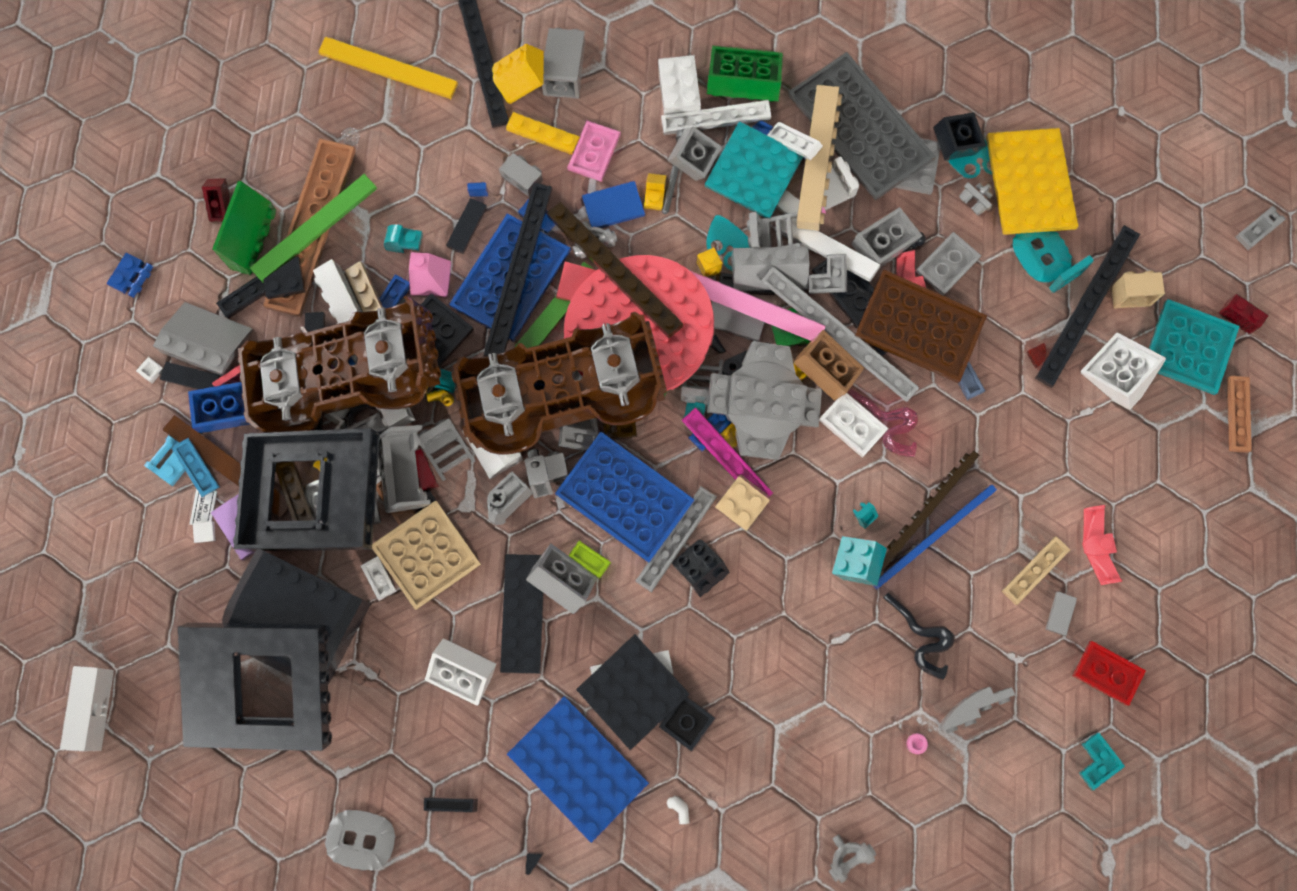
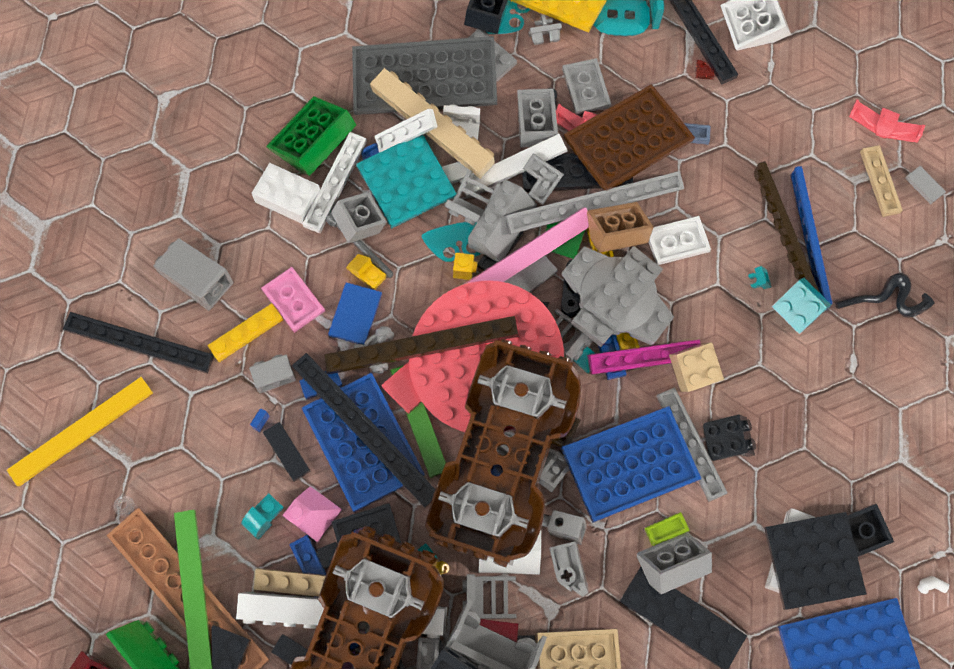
camera: 60 degrees left, 5 degrees down
(519, 72) = (180, 315): yellow slope -> none
(556, 467) = (567, 504): light grey brick -> none
(910, 421) = (701, 194): clear pink animal -> none

